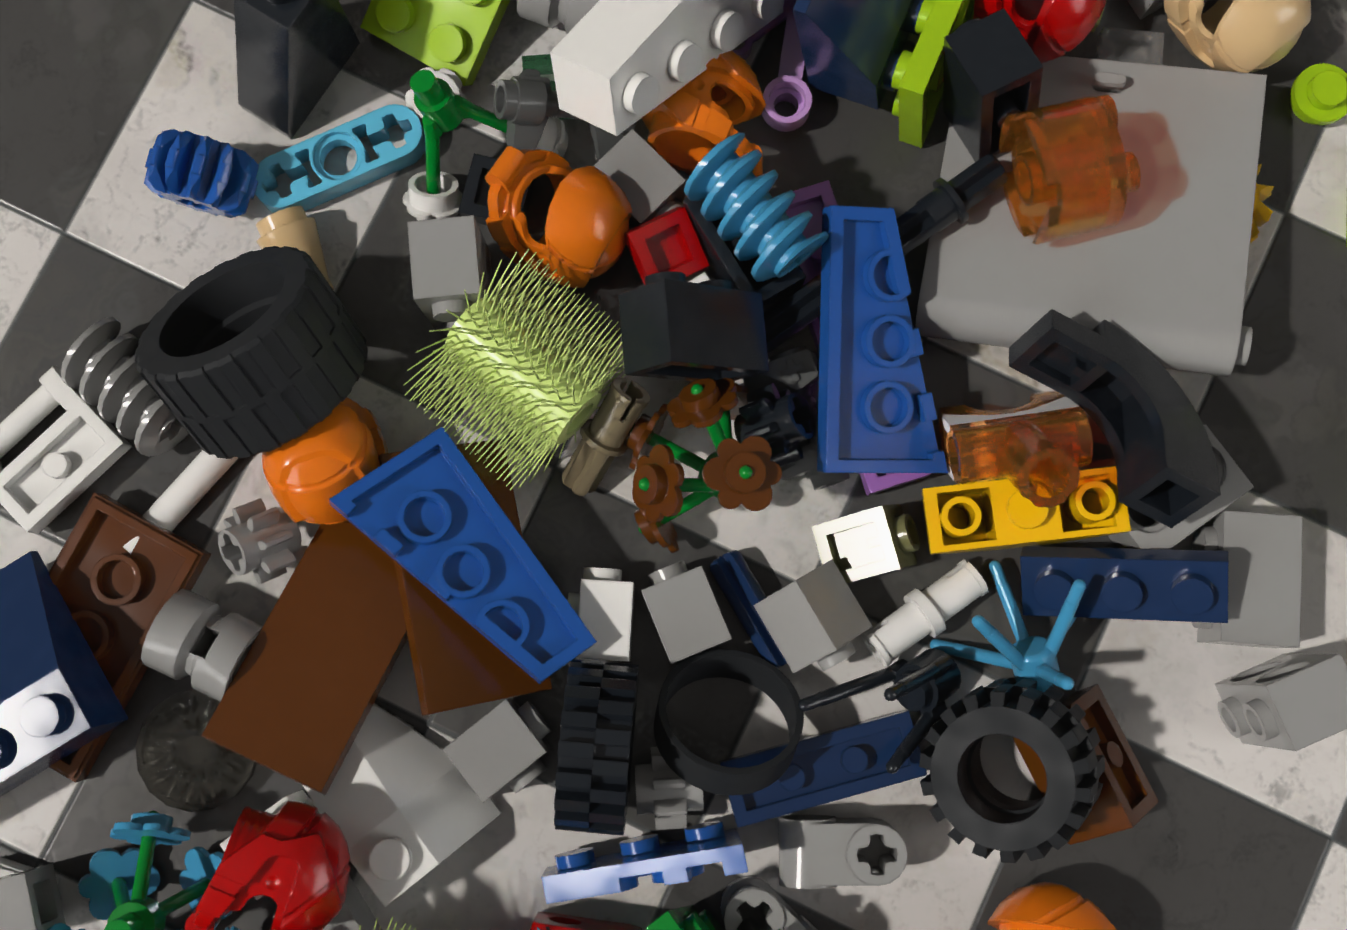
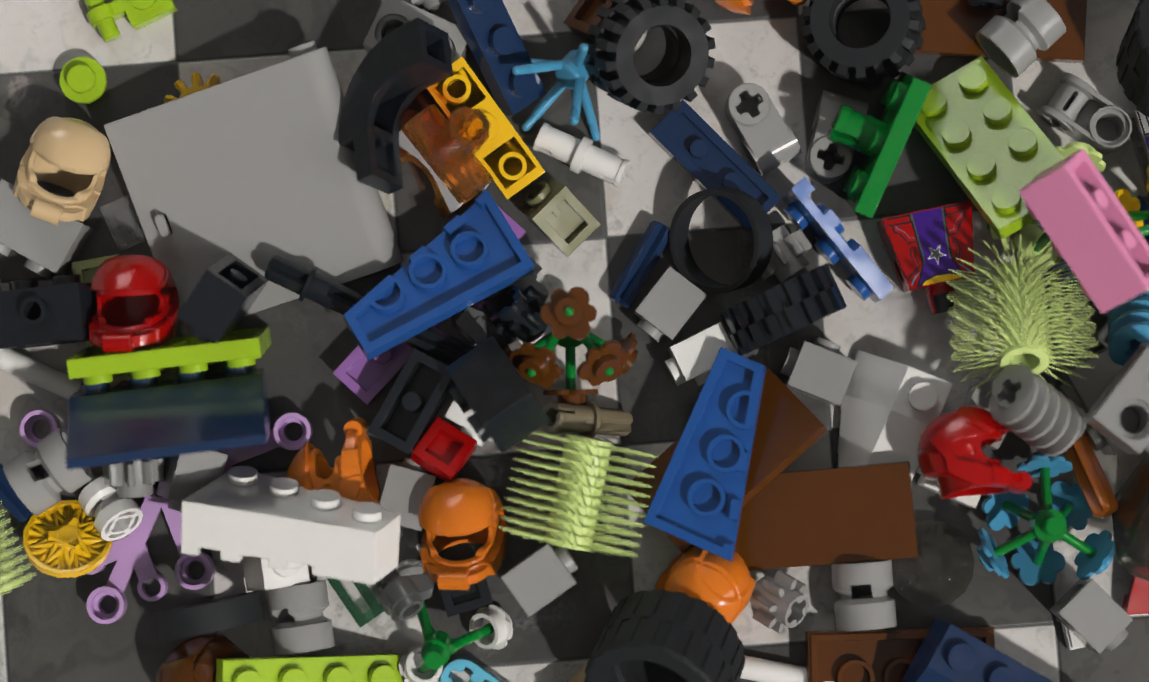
camera: 120 degrees left, 5 degrees up
(751, 211) = (397, 401): dark azure piece -> none
(814, 619) = (626, 222): light grey brick -> none
(918, 686) = (630, 134): black plant -> none
(1067, 168) = (255, 219): clear orange brick -> none

